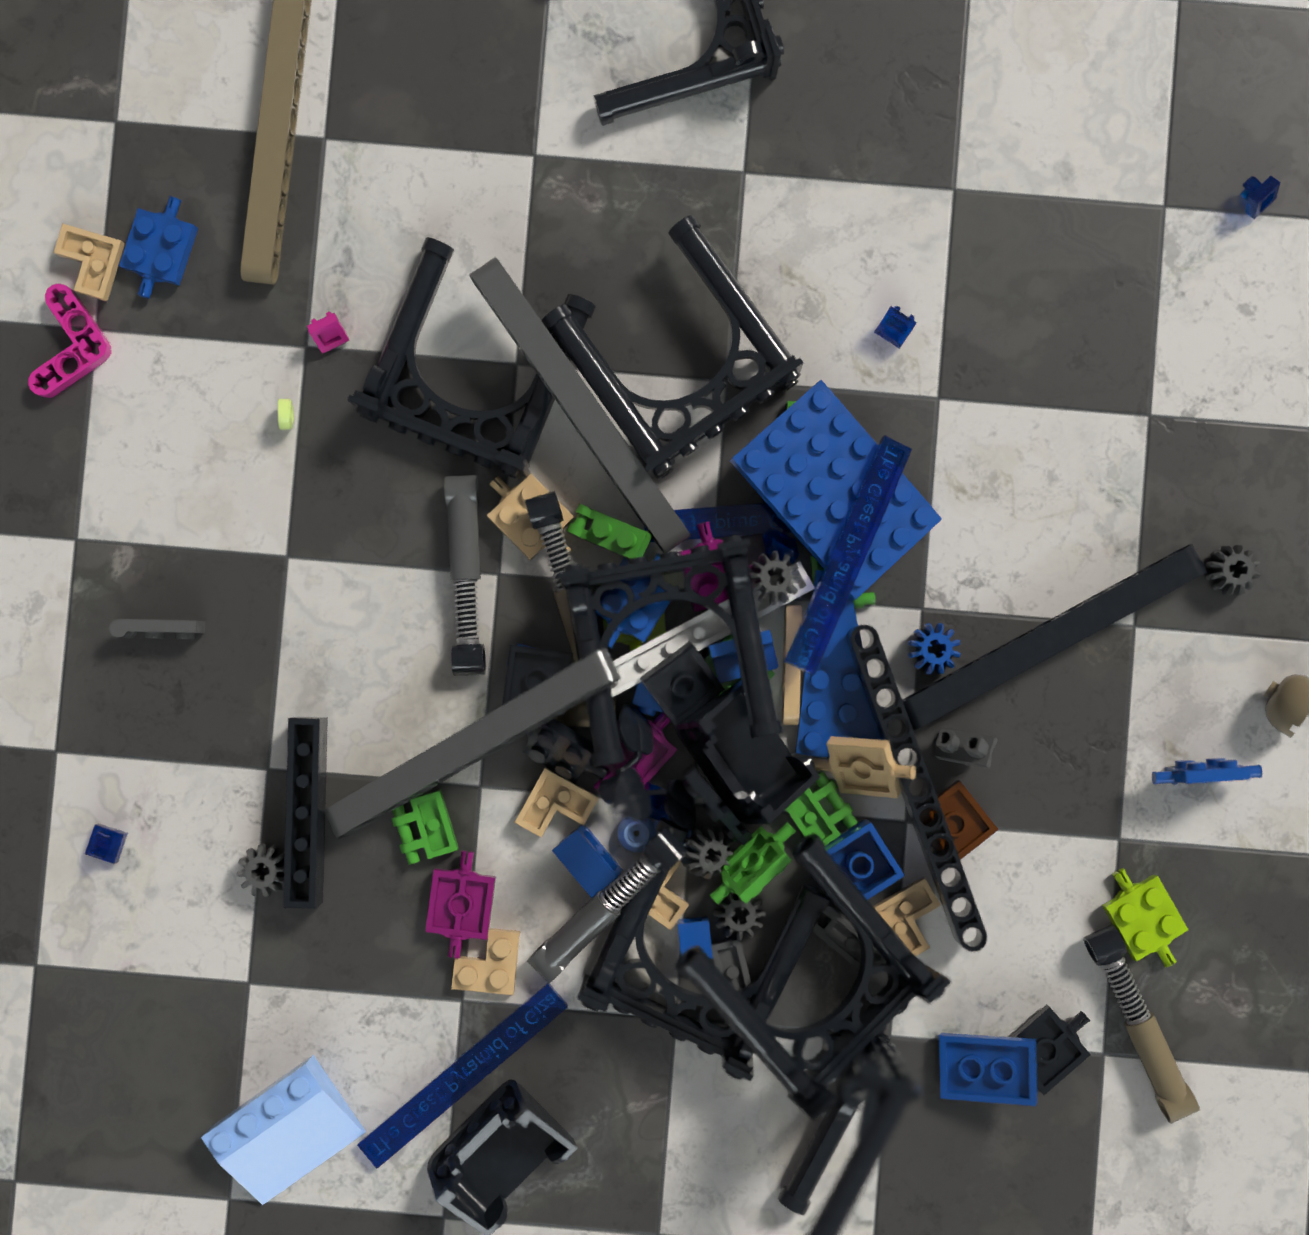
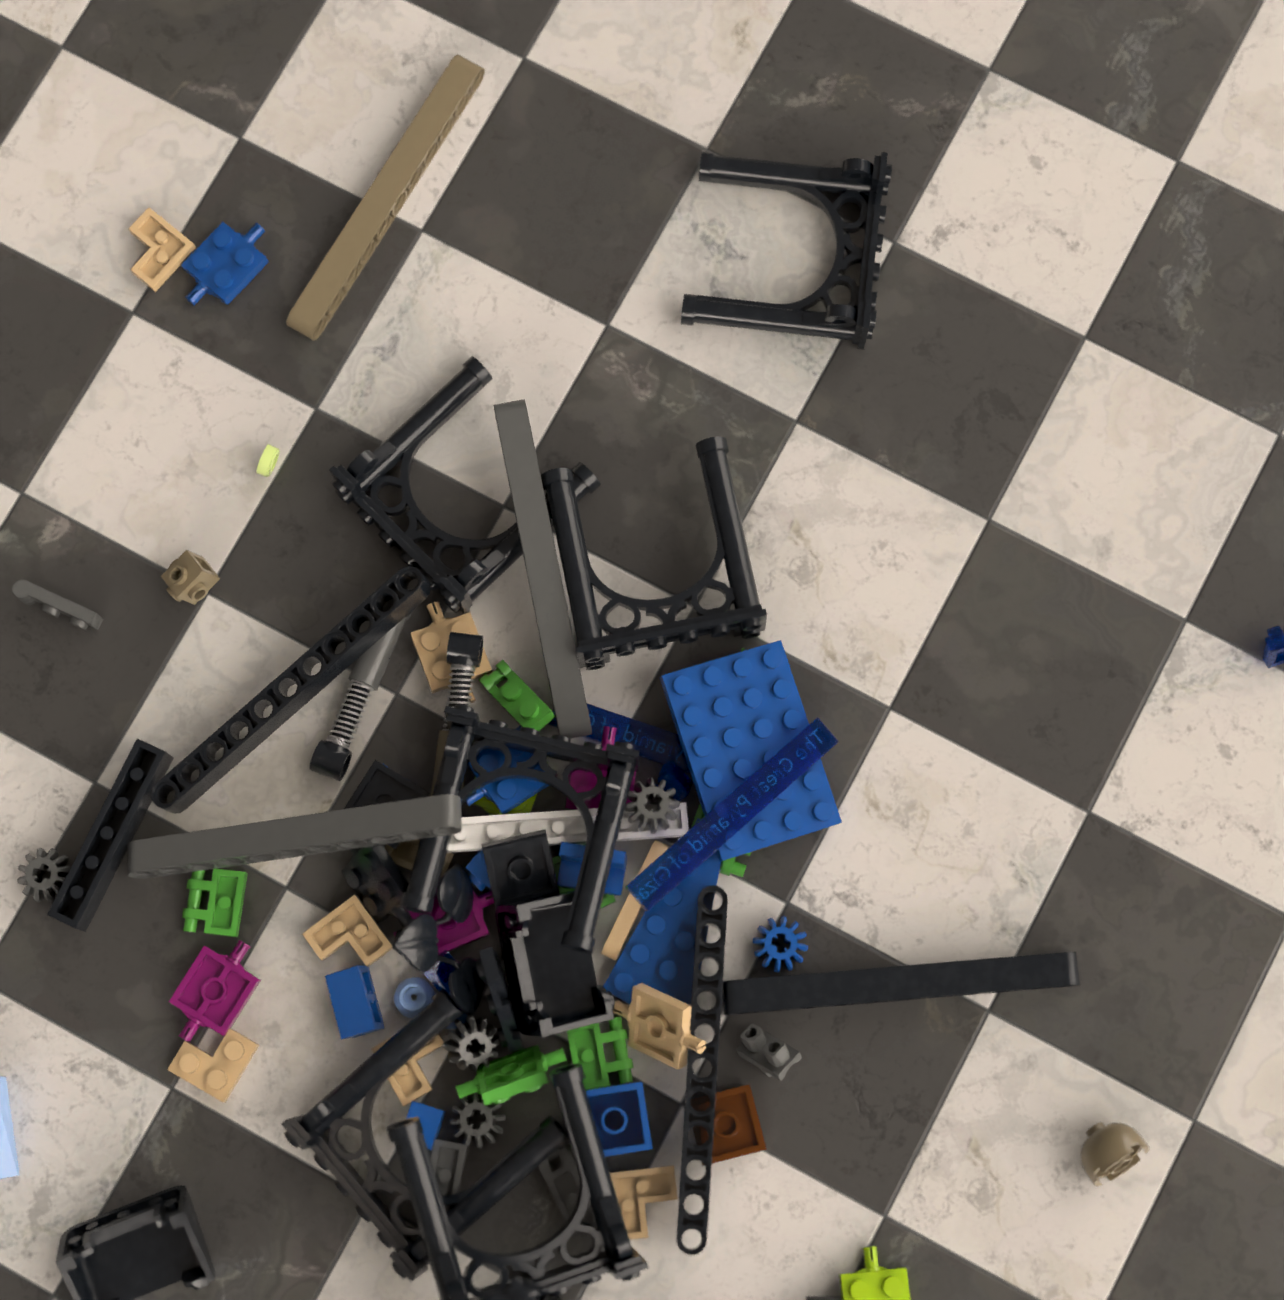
camera: 25 degrees right, 10 degrees down
(79, 349) = (108, 324): dark pink beam -> none
(265, 552) = (189, 578): none -> dark tan brick
(327, 332) = (341, 403): dark pink tile -> none
(417, 603) = (276, 692): none -> black beam
(462, 1075) = (138, 1160): clear blue tile -> none
(603, 908) = (348, 1051): piece -> none
(895, 326) = (875, 622): clear blue tile -> none
(1202, 772) = (1008, 1183): blue plate -> none
(1244, 570) = (1119, 995): dark grey gear -> none

